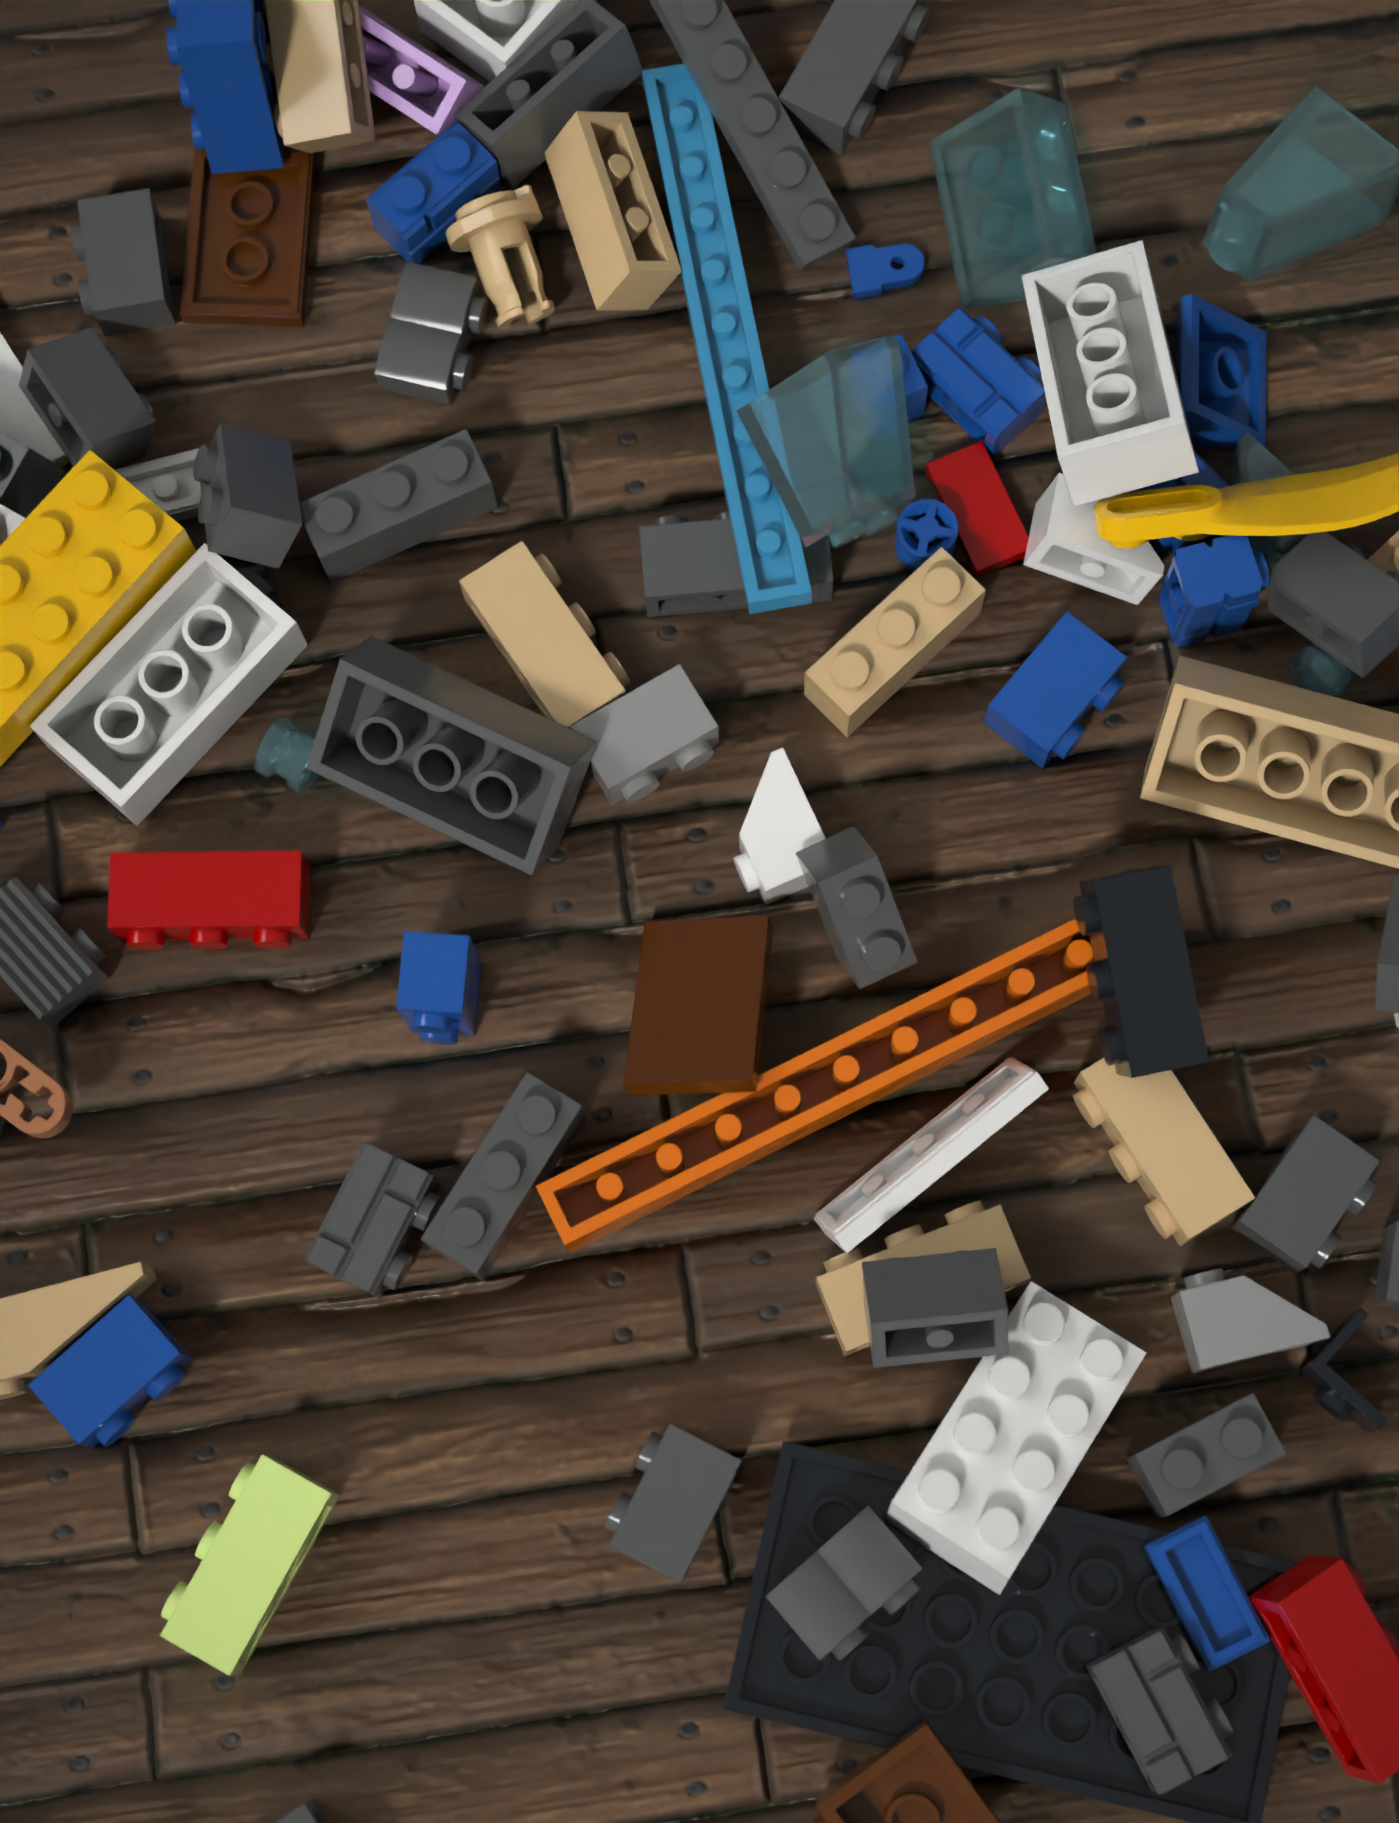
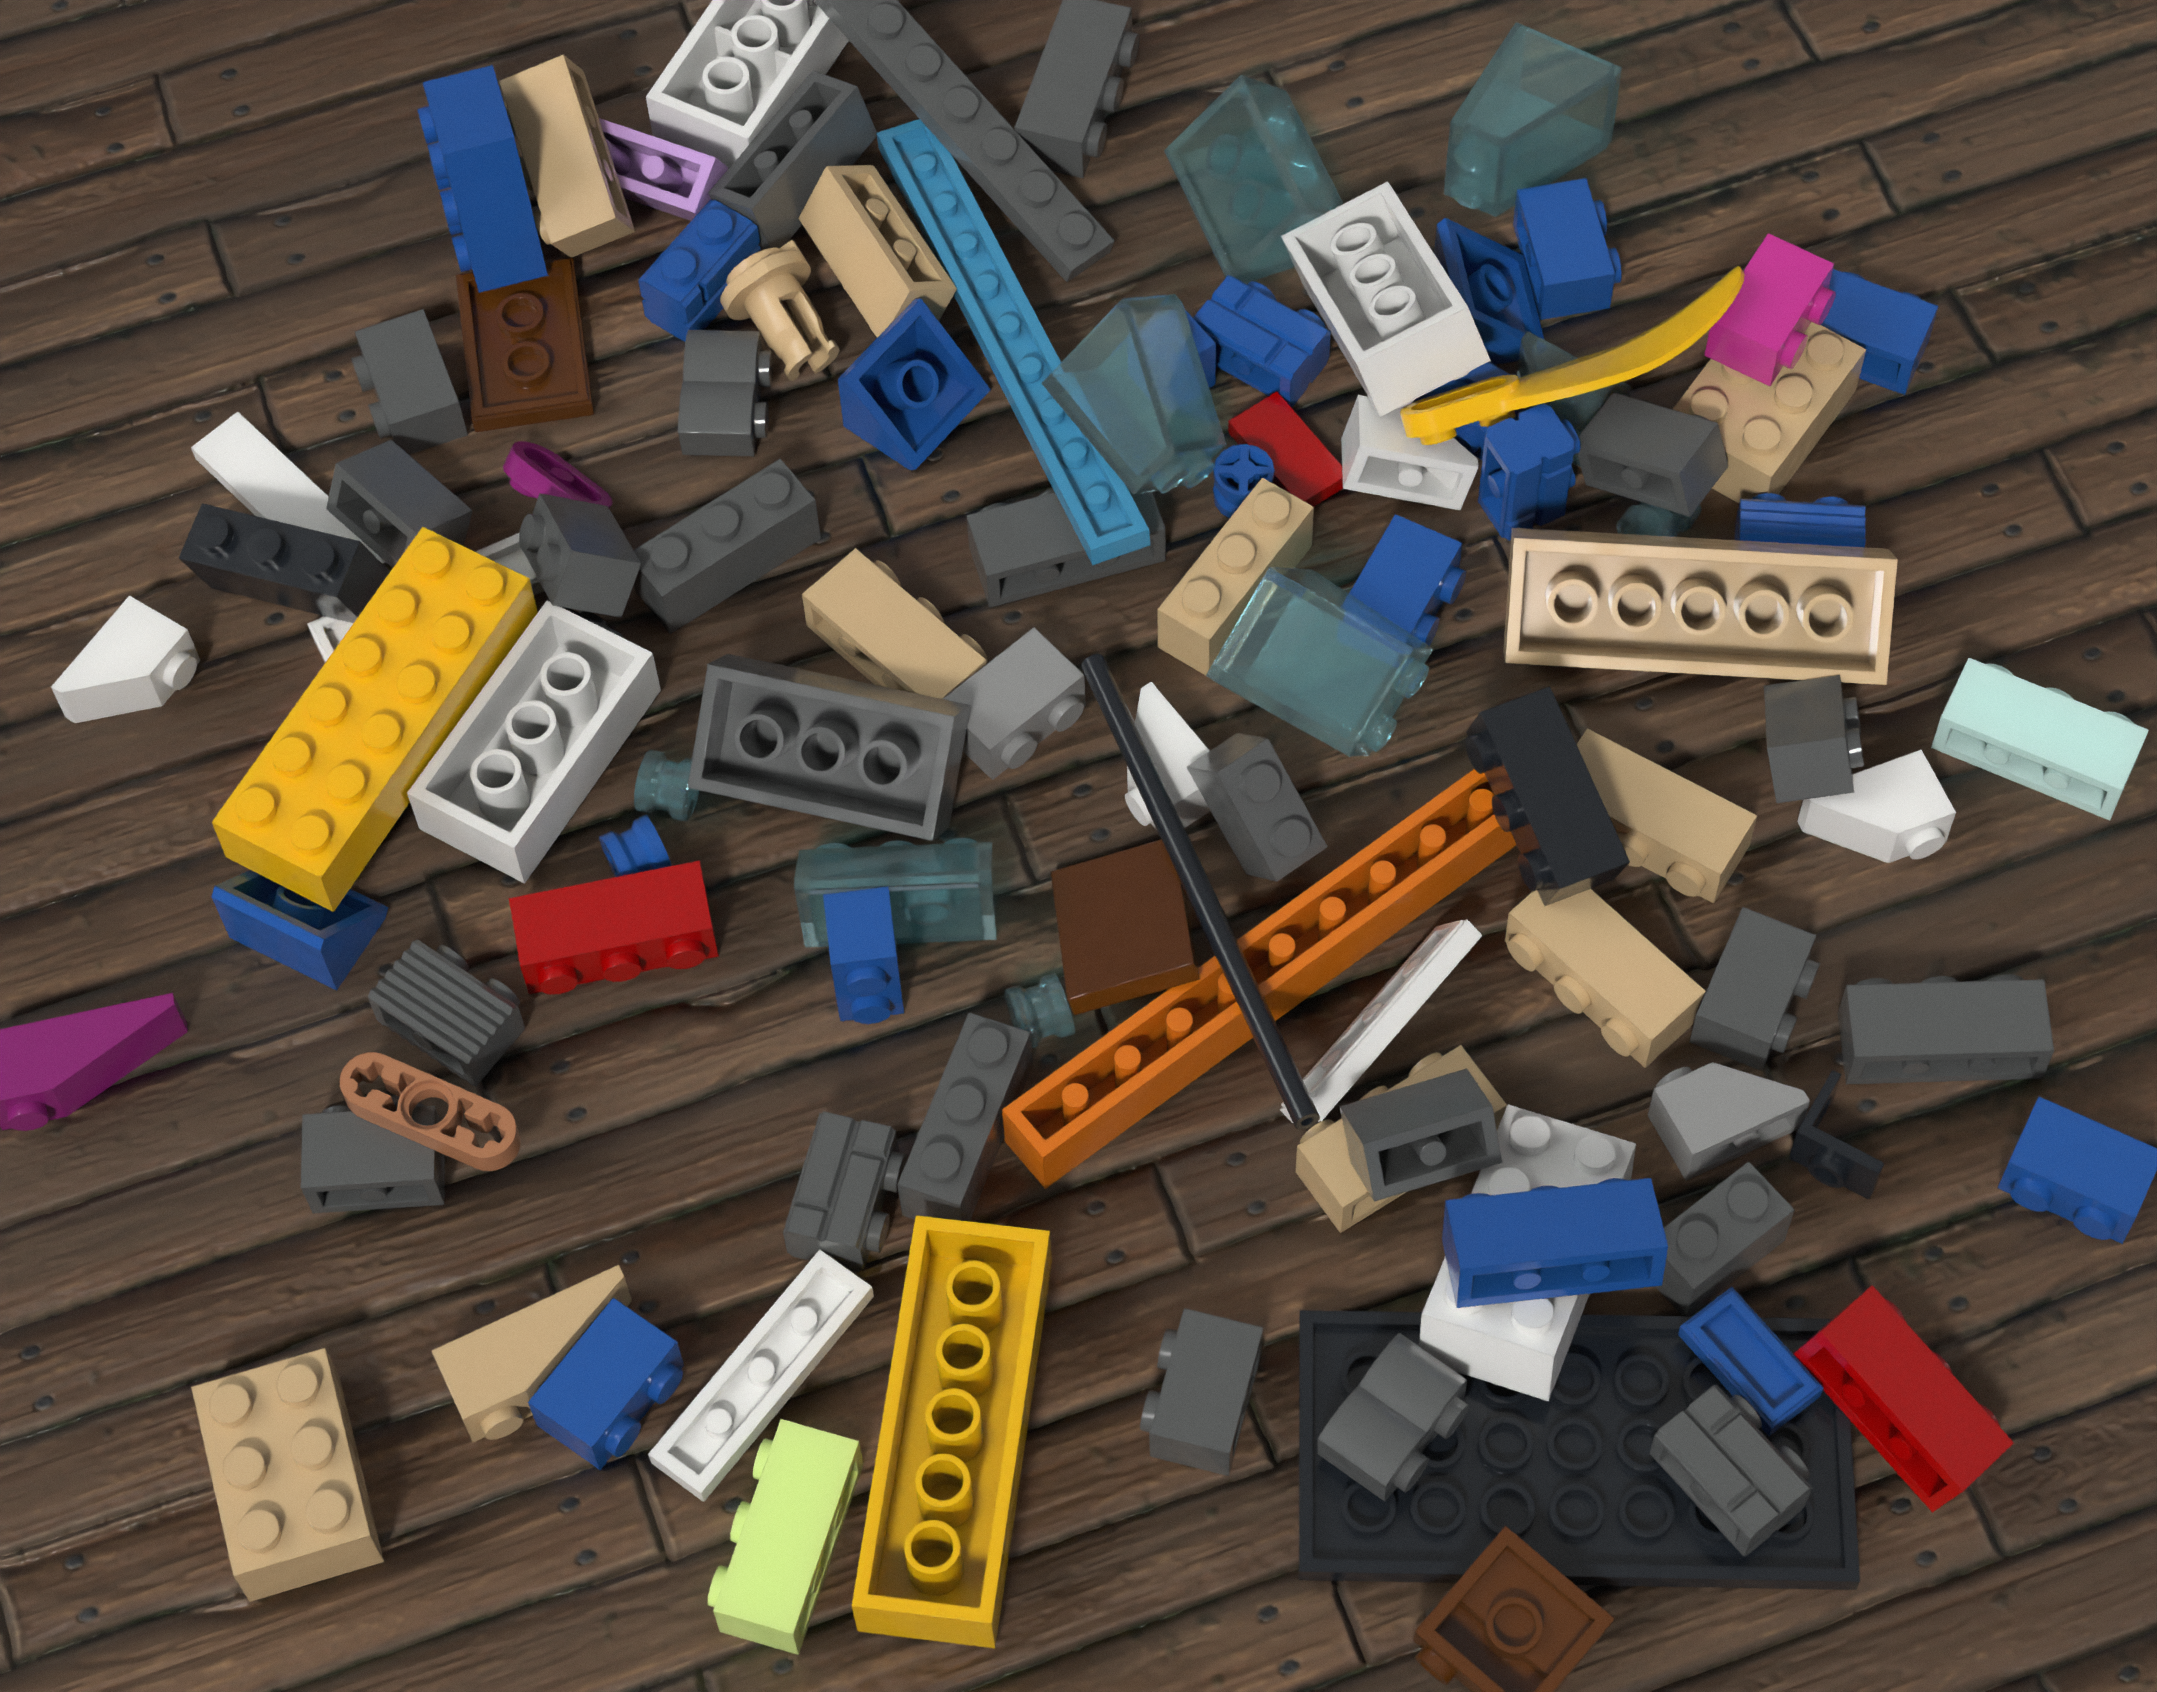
camera: 15 degrees left, 15 degrees down
(245, 396) = (540, 470): none -> magenta plate
(246, 820) = (635, 849): none -> blue wheel
(258, 1392) = (761, 1375): none -> white plate
(424, 1499) = (953, 1433): none -> yellow brick
(505, 916) = (933, 888): none -> clear light blue slope
(599, 1071) = (1040, 1009): none -> clear light blue wheel
(616, 367) = (909, 388): none -> blue slope
(777, 996) = (1201, 894): none -> black piece
(872, 271) = (1136, 267): blue piece -> none
(956, 763) = (1321, 661): none -> clear light blue slope
(1035, 1465) = (1554, 1242): none -> blue brick
(1256, 992) = (1668, 820): none -> tan brick
(1310, 338) = (1565, 248): none -> blue brick

